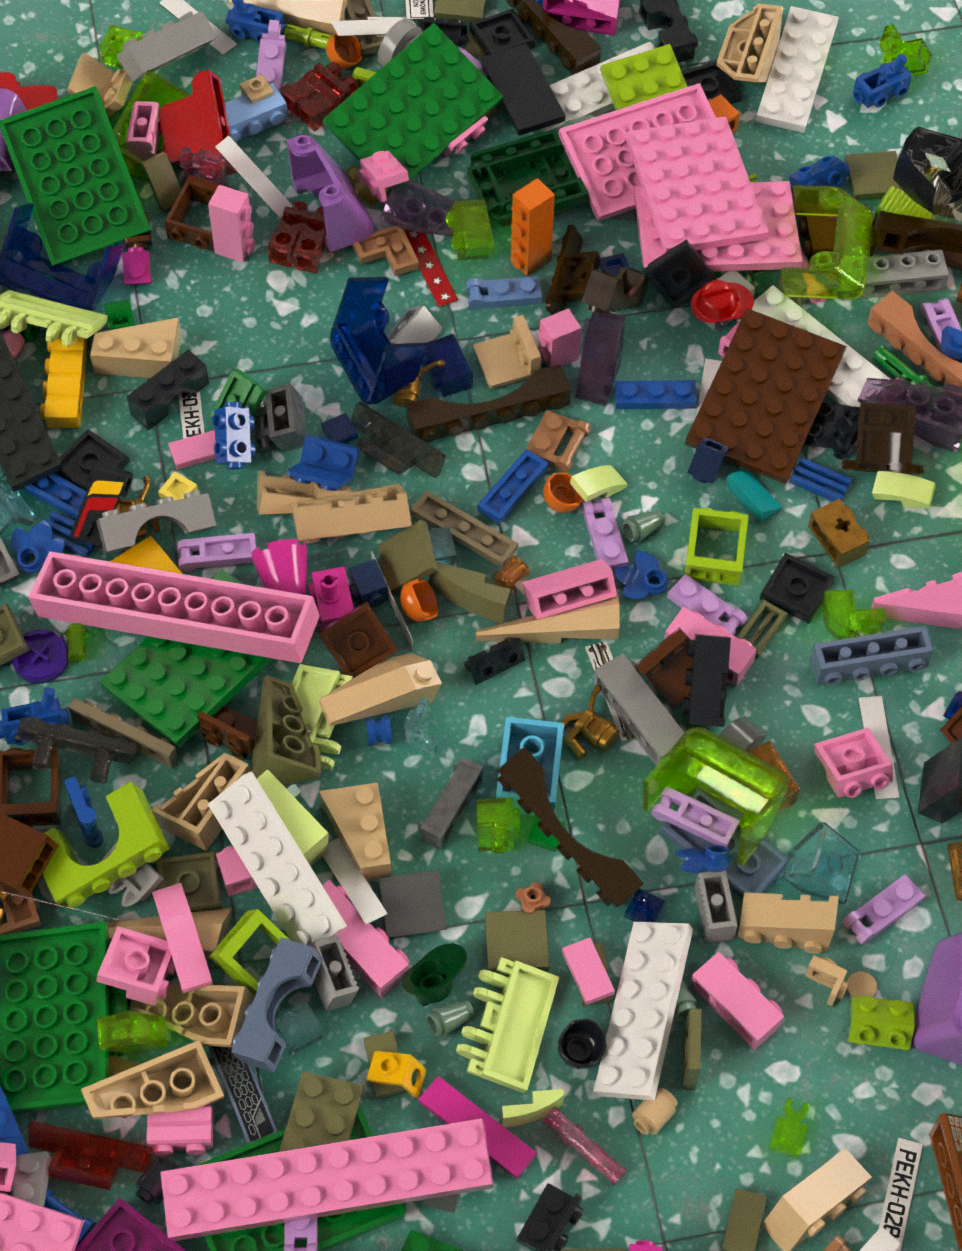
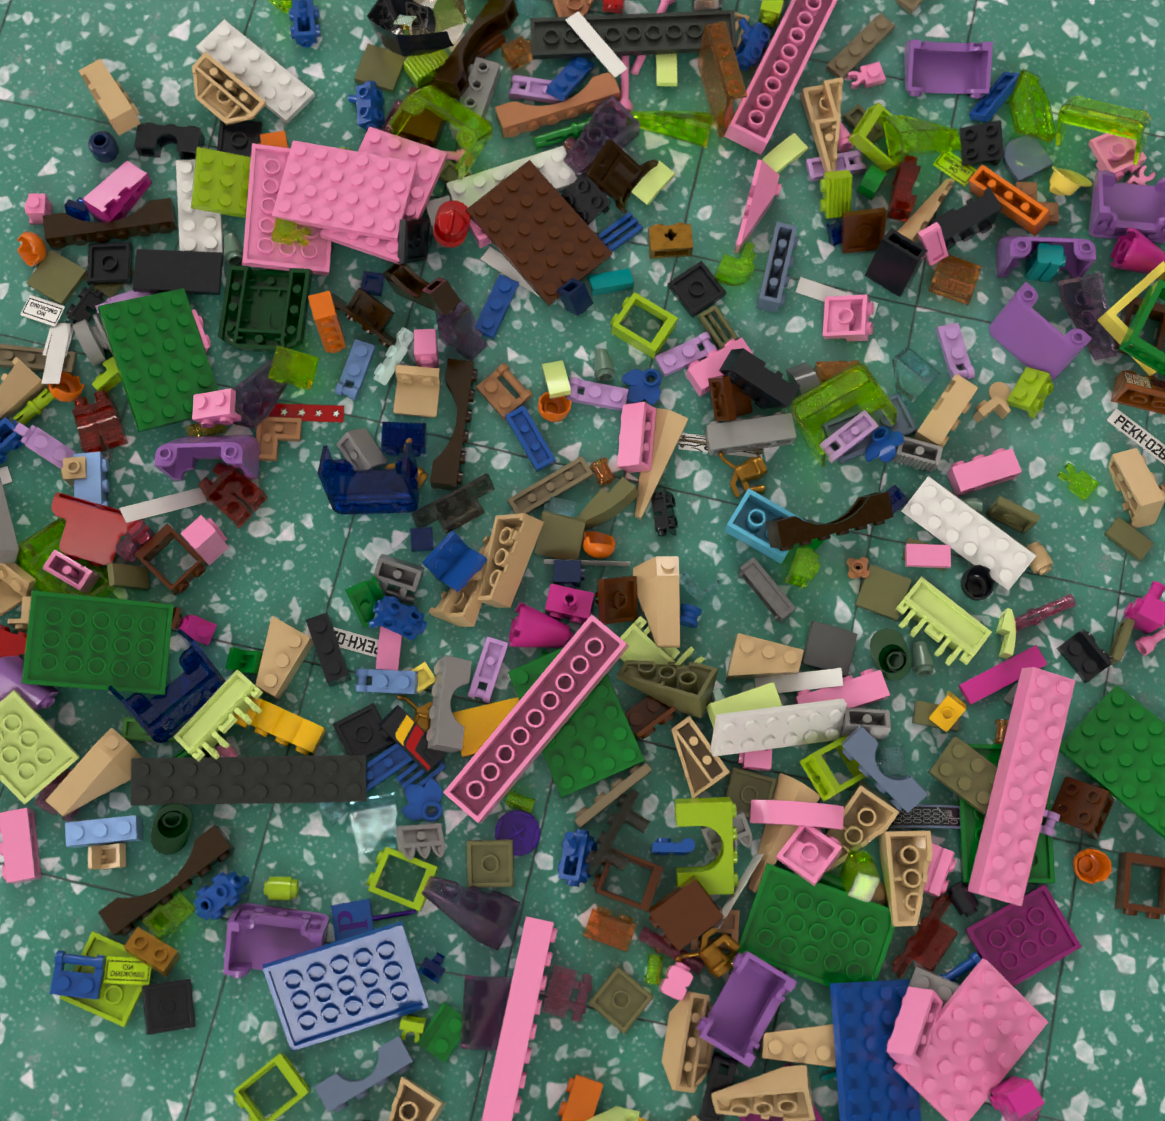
camera: 70 degrees left, 15 degrees up
(157, 457) = (387, 681): none -> medium blue plate
(531, 316) = (394, 356): none -> light aqua hinge
(618, 156) = (286, 233): none -> clear neon green plate

